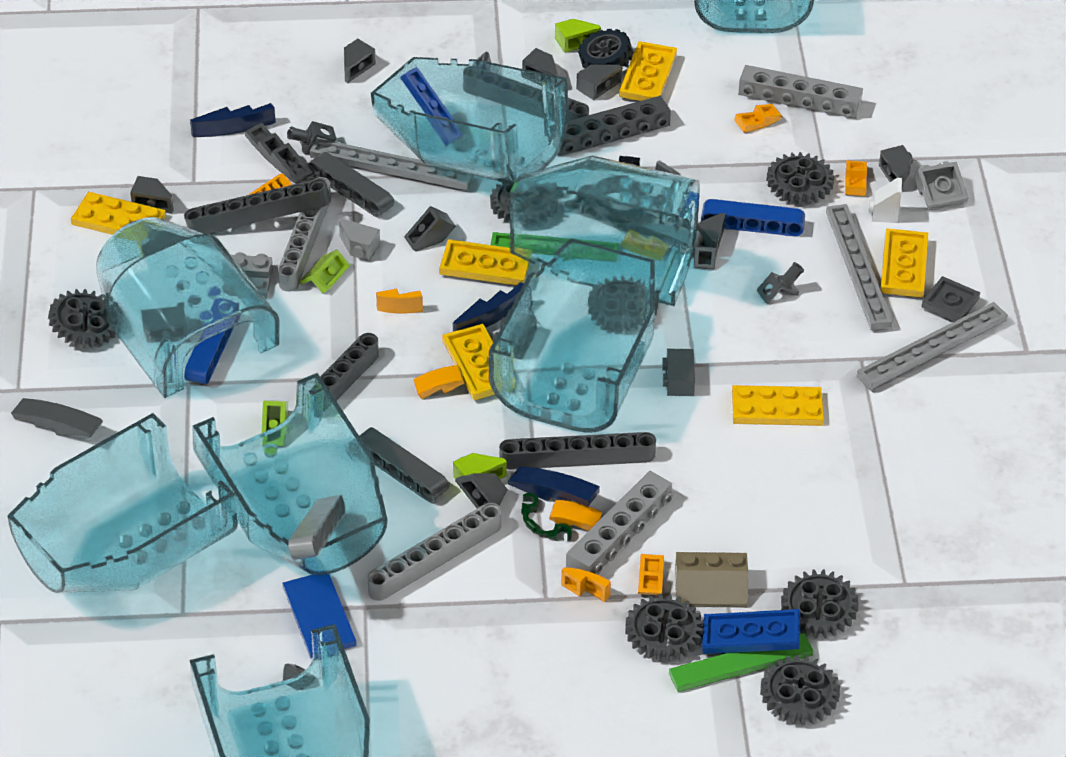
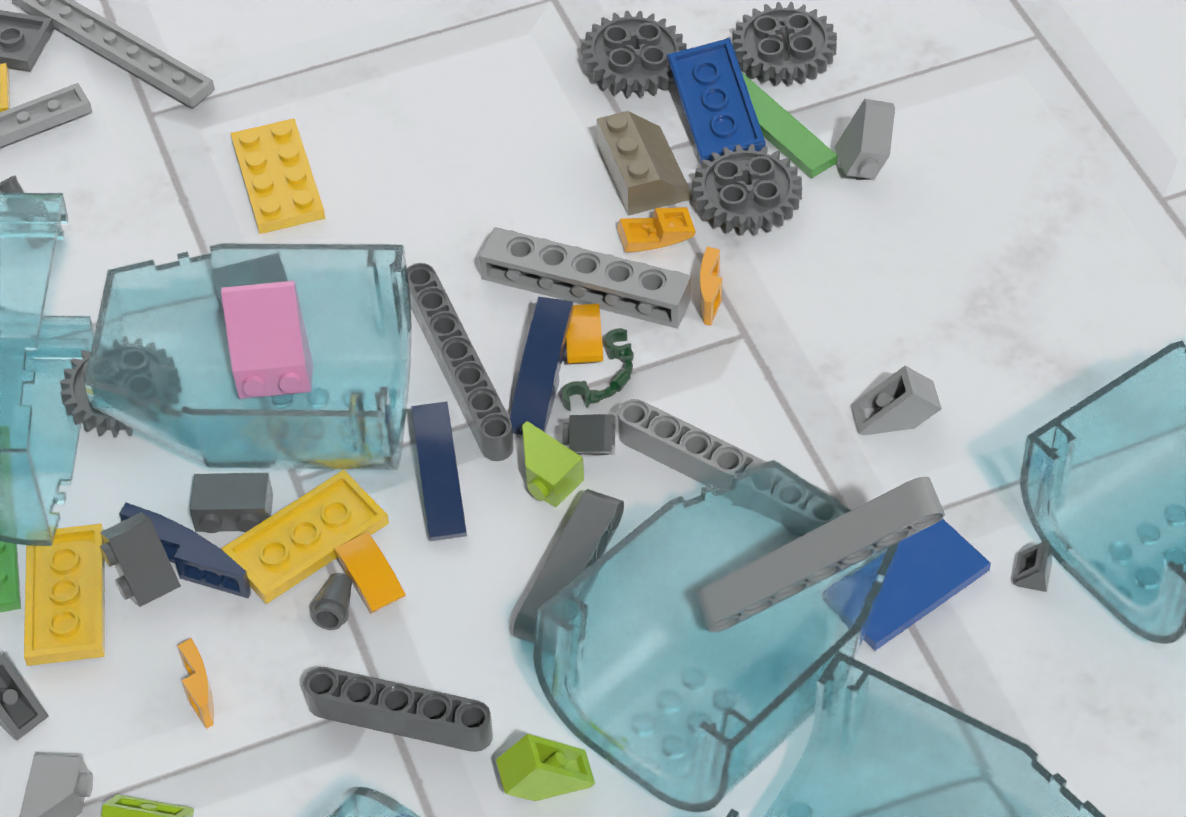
camera: 105 degrees left, 5 degrees up
(424, 362) = (333, 603): none -> dark grey cone
(445, 647) = (897, 403): none -> light grey slope
(483, 281) = (139, 560): none -> dark grey brick
(502, 423) = (438, 471): none -> dark blue slope
(597, 347) = (267, 339): none -> bright pink slope
(670, 693) = (867, 139): none -> light grey slope

